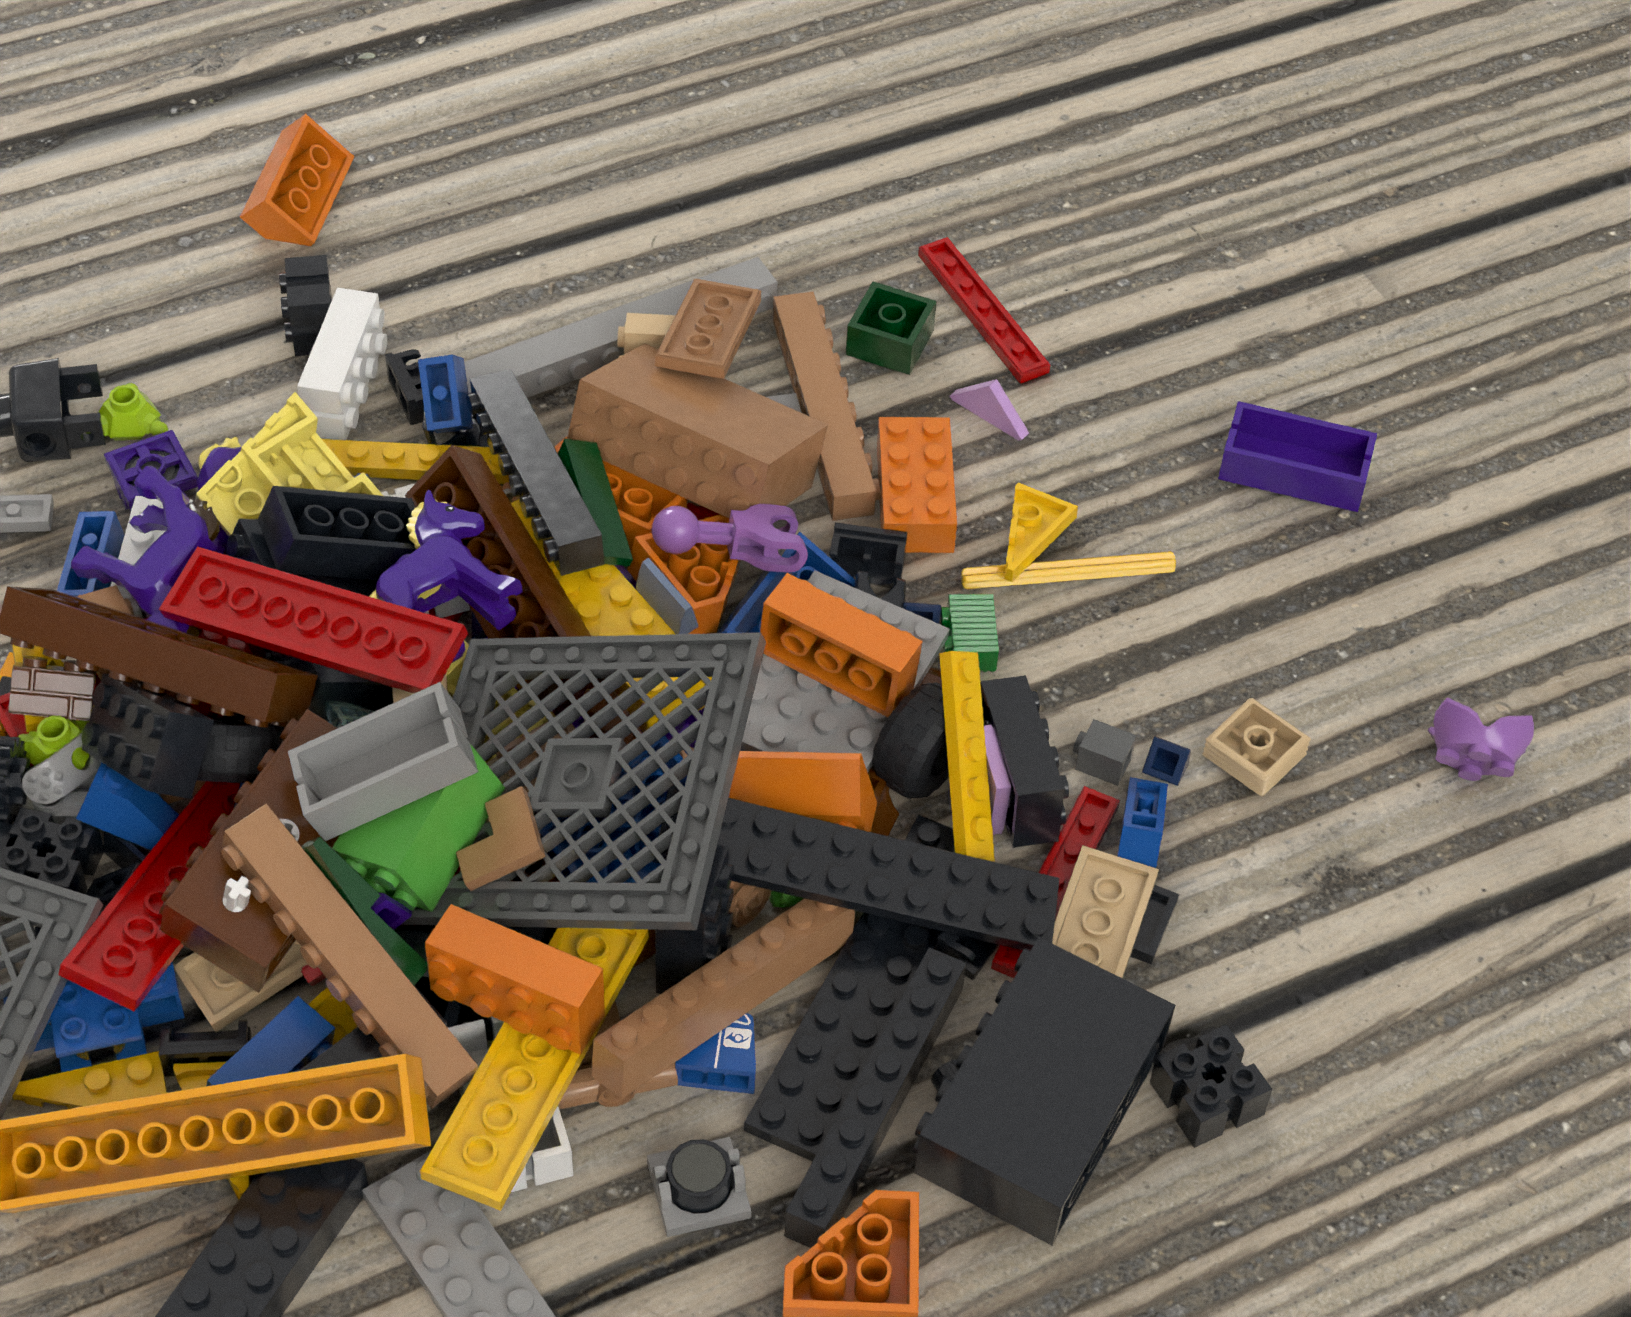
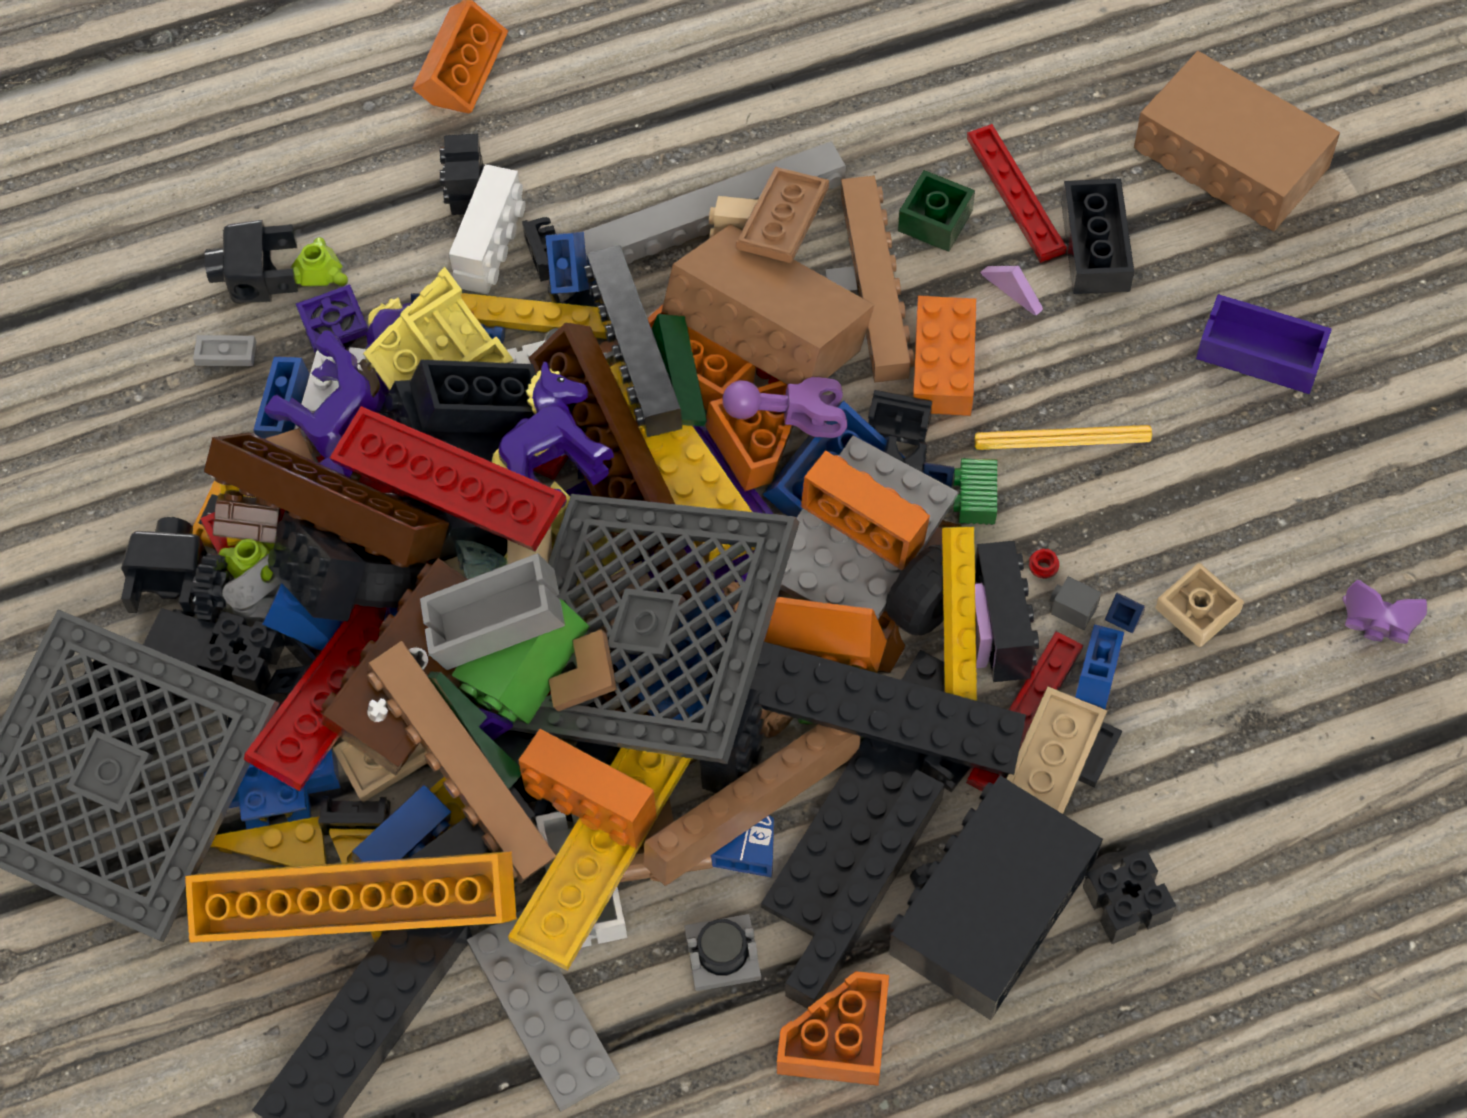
camera: 10 degrees right, 10 degrees up
(665, 599) = (730, 462): sand blue slope -> none
(1034, 526) = (1039, 395): yellow wing -> none
(1062, 703) = (1044, 556): none -> red plate
(1086, 349) = (1097, 236): none -> black brick
(1237, 242) = (1235, 140): none -> medium nougat brick

